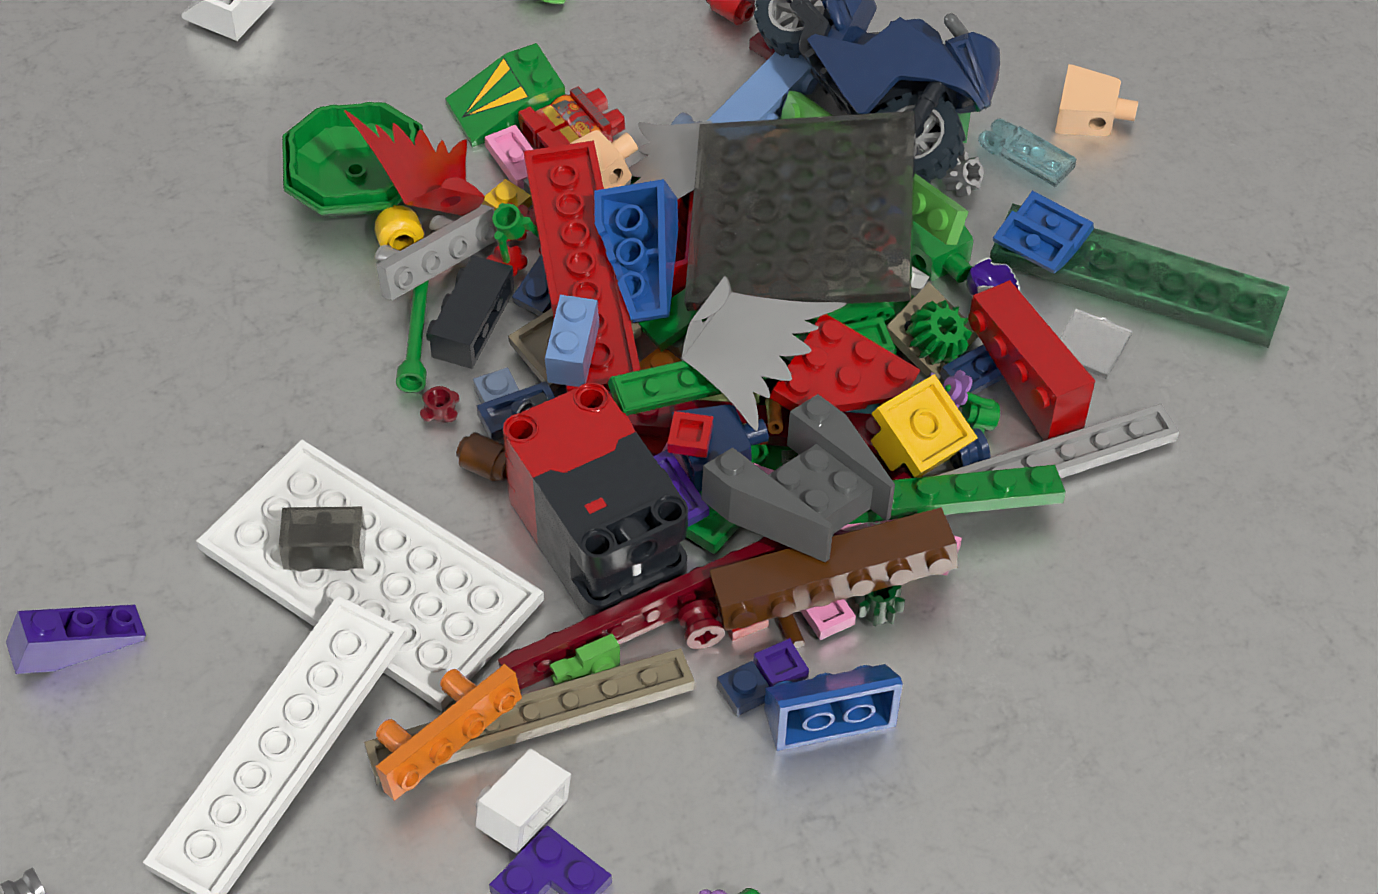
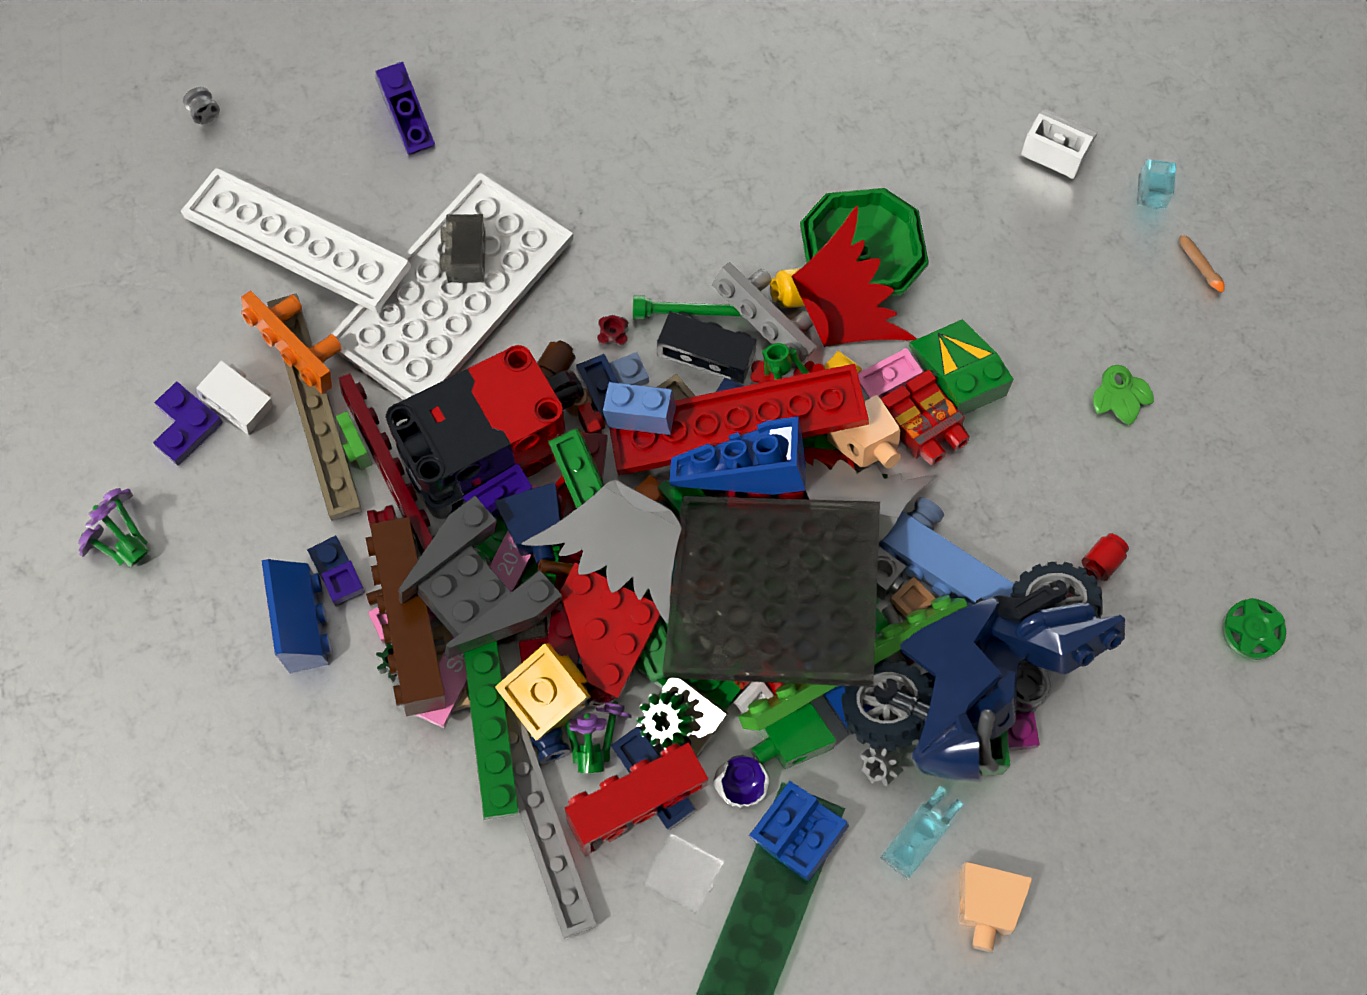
camera: 90 degrees right, 15 degrees up
(690, 434) = (521, 492): red plate -> none

